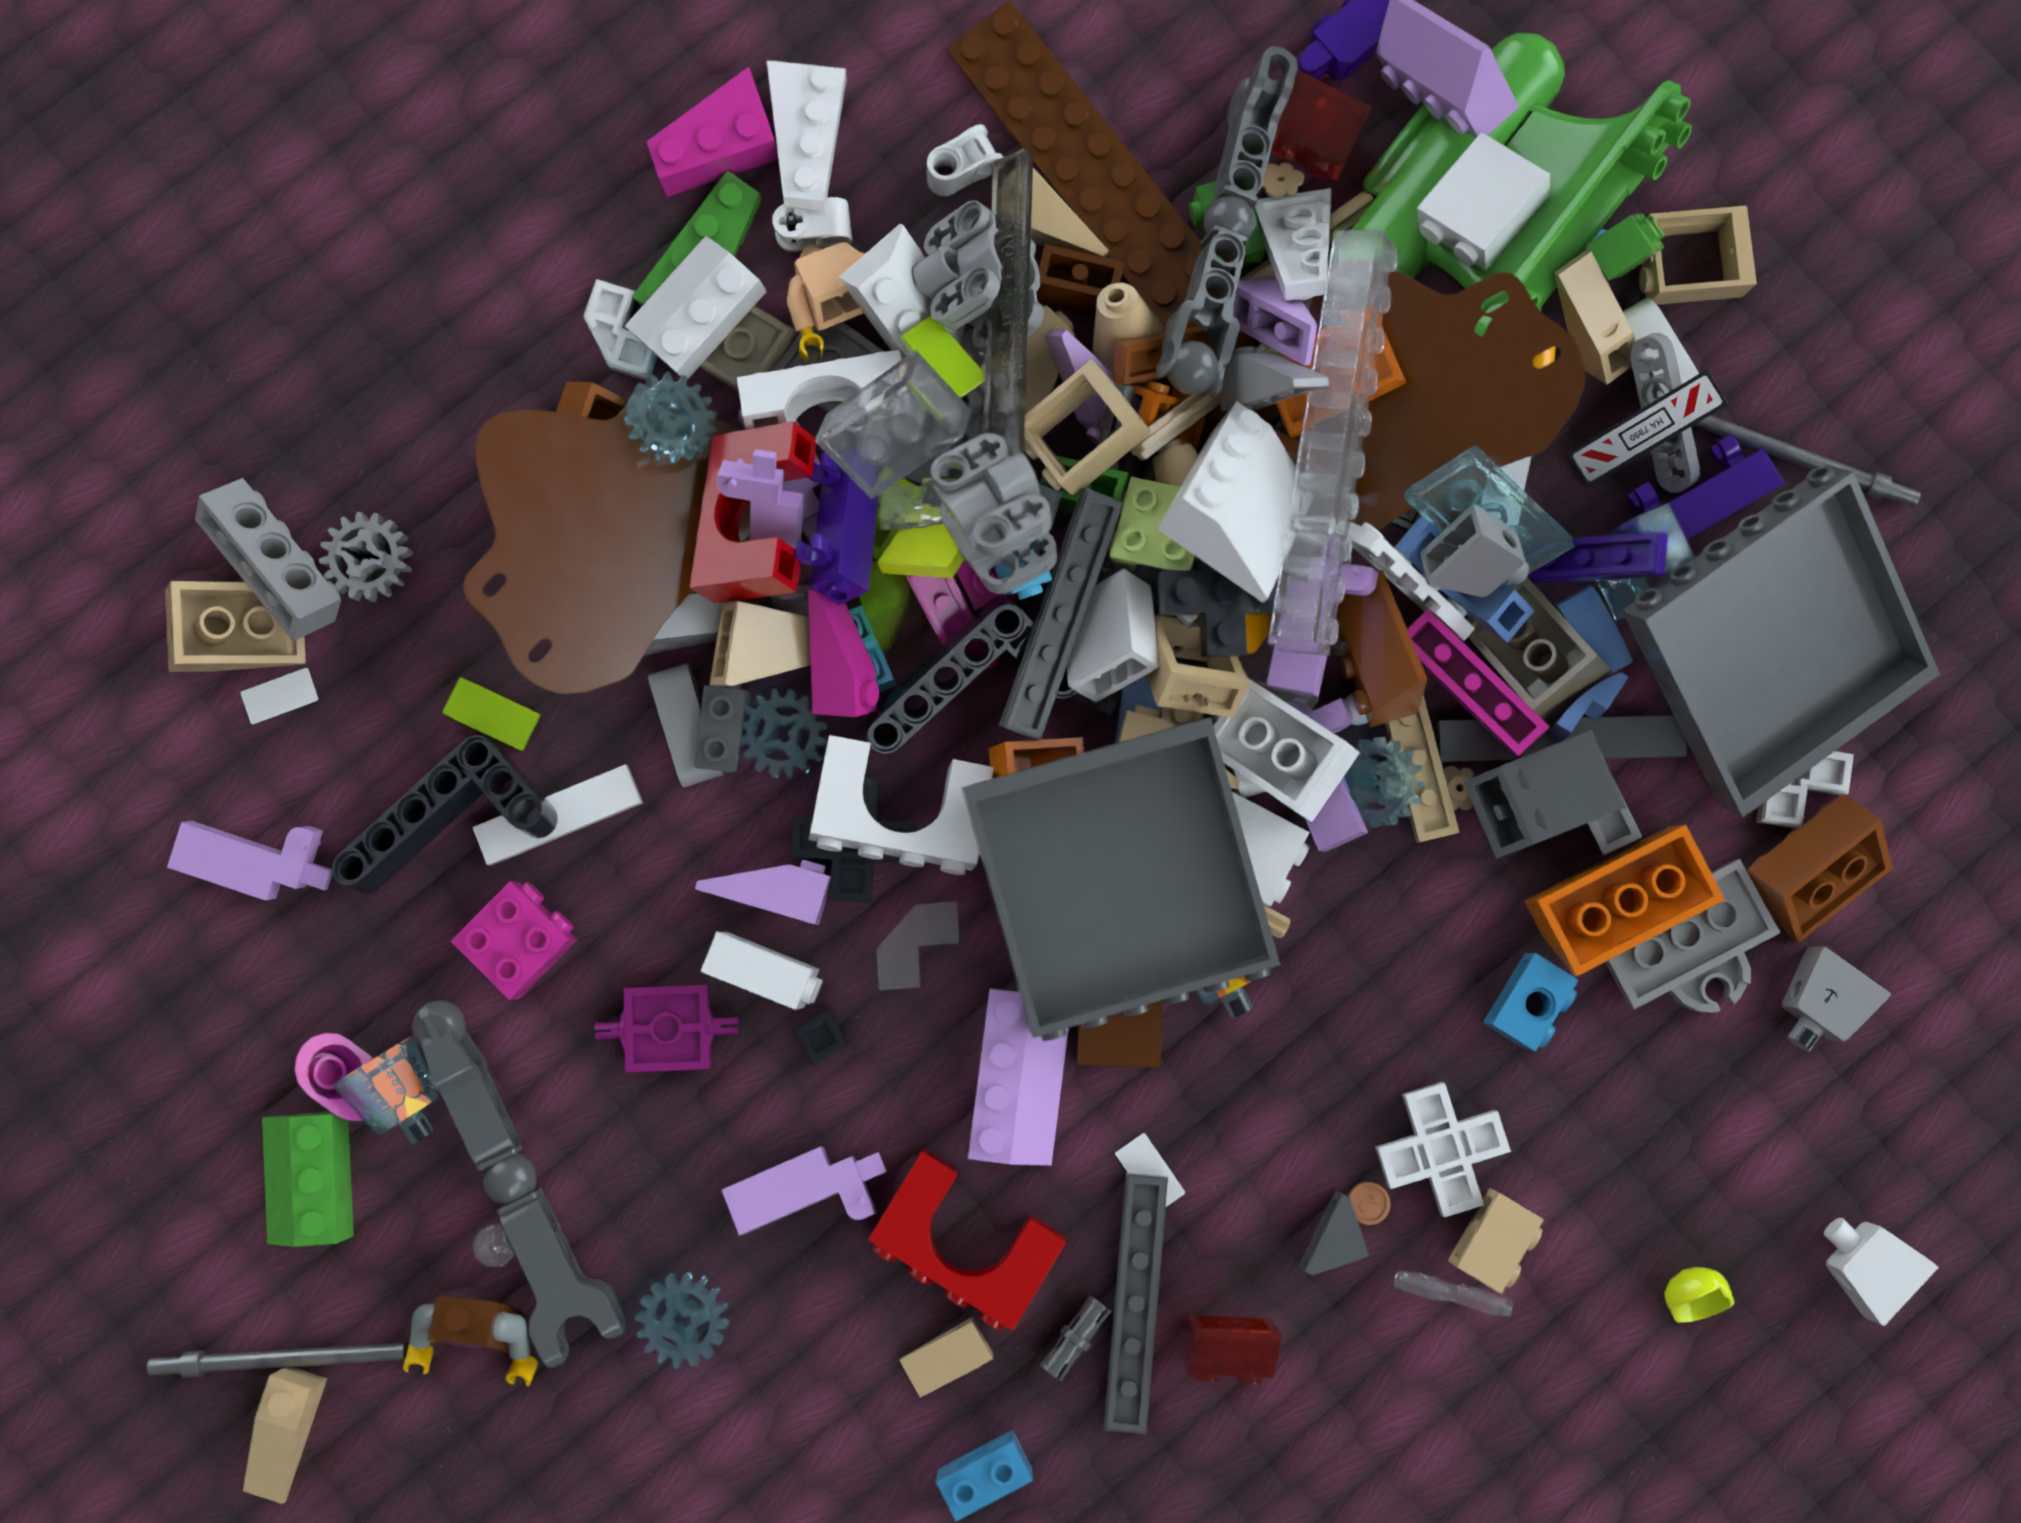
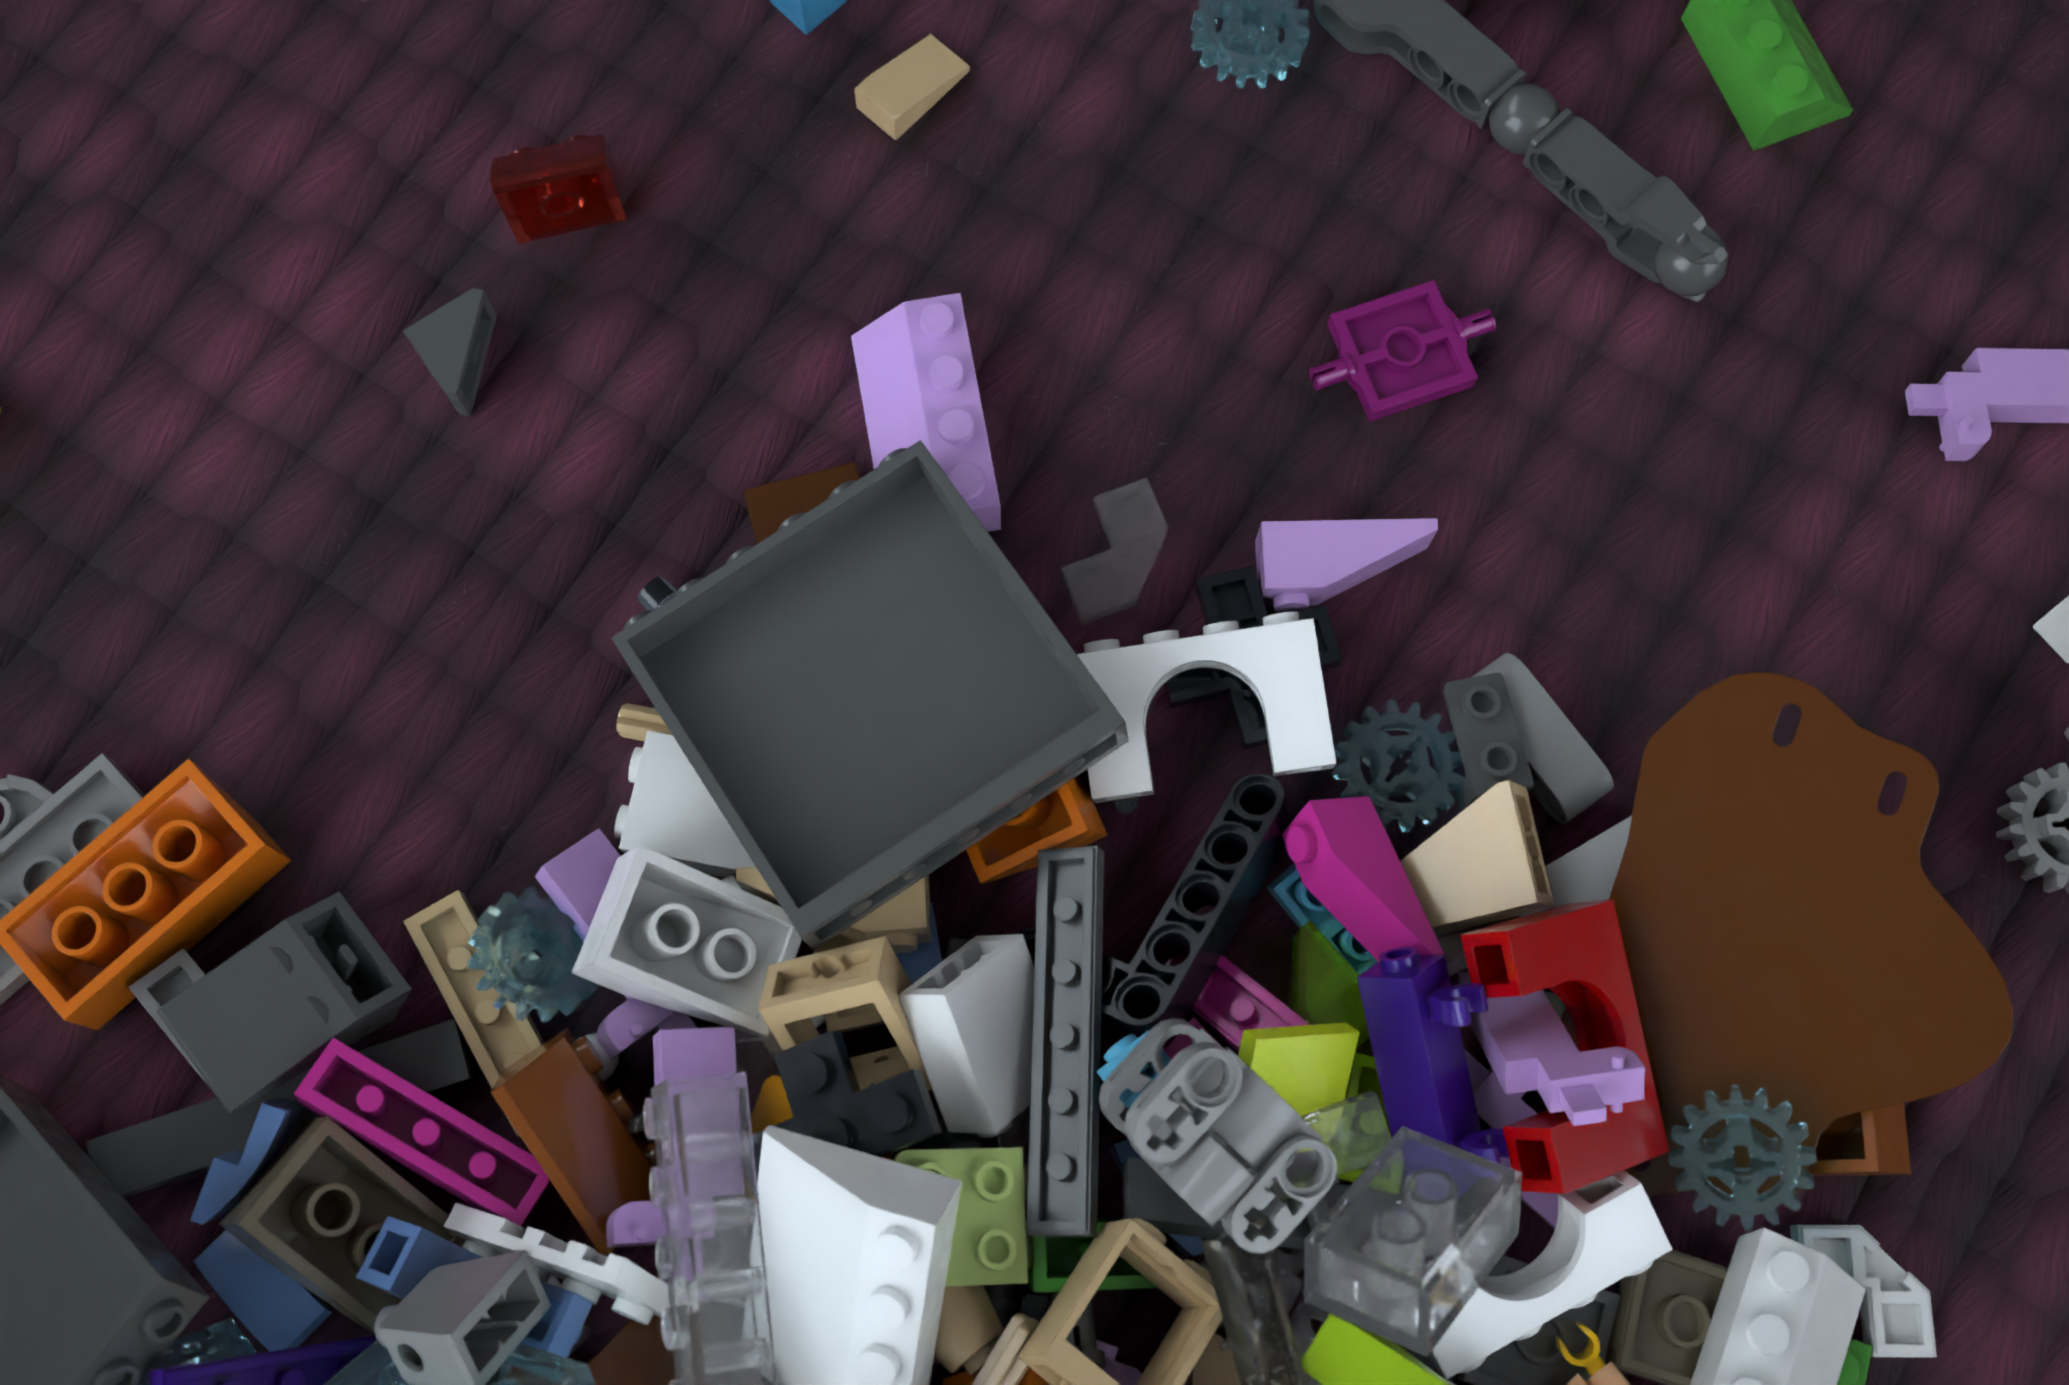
camera: 160 degrees right, 10 degrees down
(322, 1064) = (1782, 167): dark pink piece -> none
(392, 1091) = (1716, 166): torso -> none
(441, 811) = (1844, 479): black beam -> none
(491, 714) = (1831, 668): lime slope -> none
(492, 1246) = (1516, 40): clear tile -> none
(515, 939) = (1641, 396): dark pink brick -> none
(575, 809) = (1652, 572): white tile -> none
(762, 971) = (1308, 442): white brick -> none
(801, 1184) = (1159, 220): lavender piece -> none
(820, 1037) = (1201, 401): black tile -> none
(997, 1291) = (877, 166): red arch -> none
(1075, 1338) = (758, 146): dark grey pin -> none
(1135, 1303) = (695, 214): dark grey tile -> none
(1143, 1158) = (720, 366): white sticker -> none
(1370, 1202) = (422, 411): nougat piece -> none
(1442, 1149) = (335, 499): white plate -> none
(1457, 777) = (429, 1005): tan plant -> none
(1466, 1295) = (257, 330): clear tile -> none
(1497, 1241) = (238, 402): tan brick -> none
(1509, 1011) = (263, 750): dark azure brick -> none

